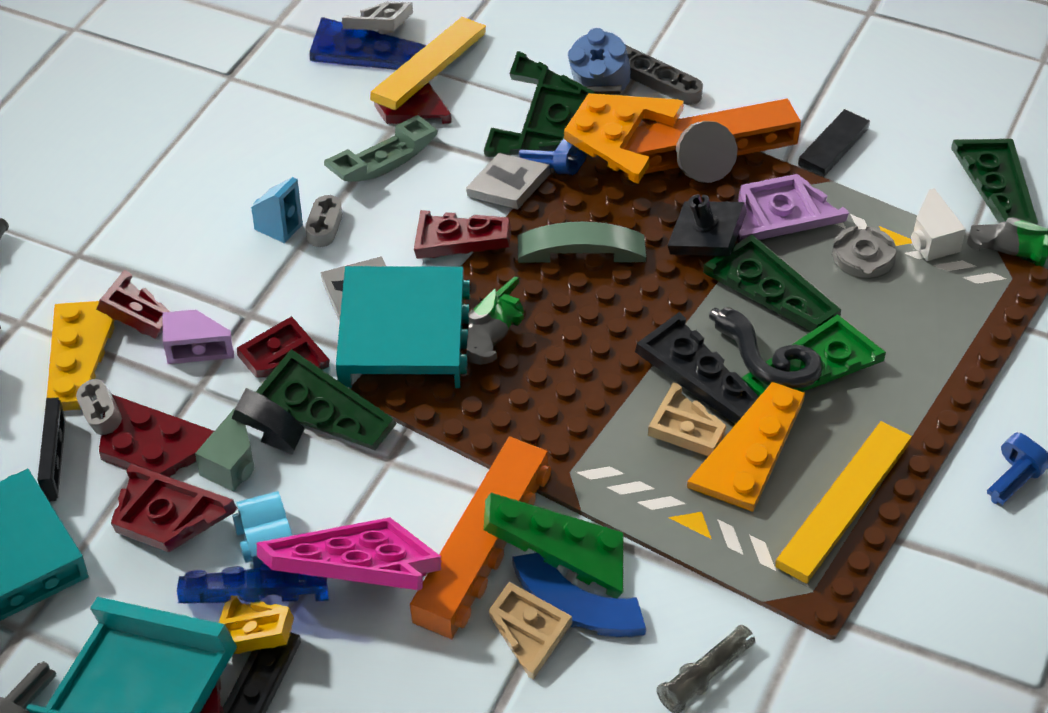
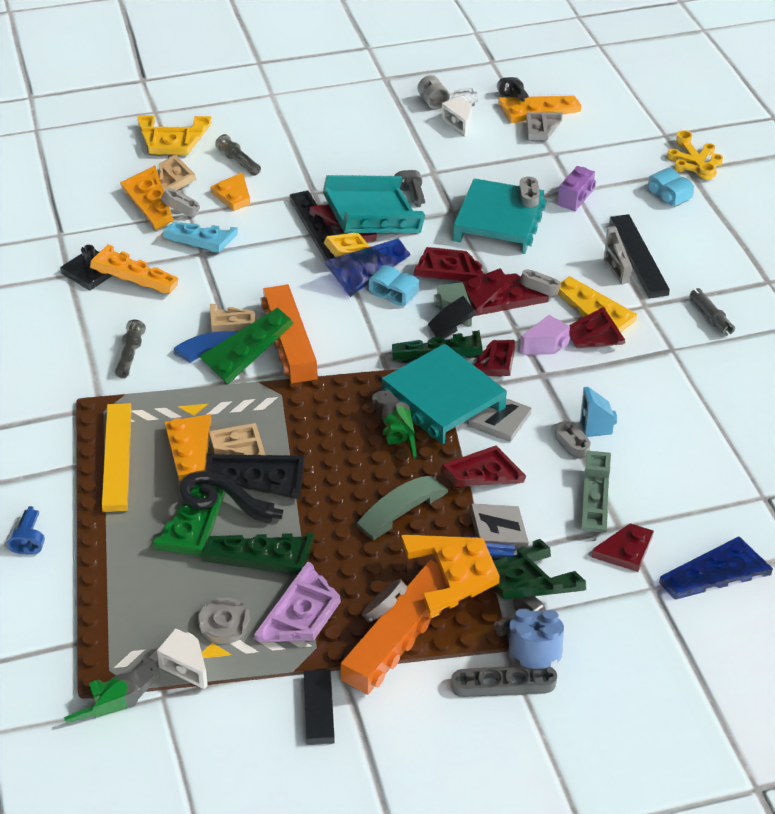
camera: 140 degrees right, 5 degrees down
(51, 448) = (535, 259): black tile -> none
(174, 434) = (486, 288): none -> dark red wing
(360, 552) = (331, 282): dark pink wing -> none
(383, 17) = (731, 588): light grey wing -> none
(427, 63) = (652, 573): yellow tile -> none
(707, 227) = (334, 553): black tile -> none
(997, 176) = (169, 747): dark green wing -> none

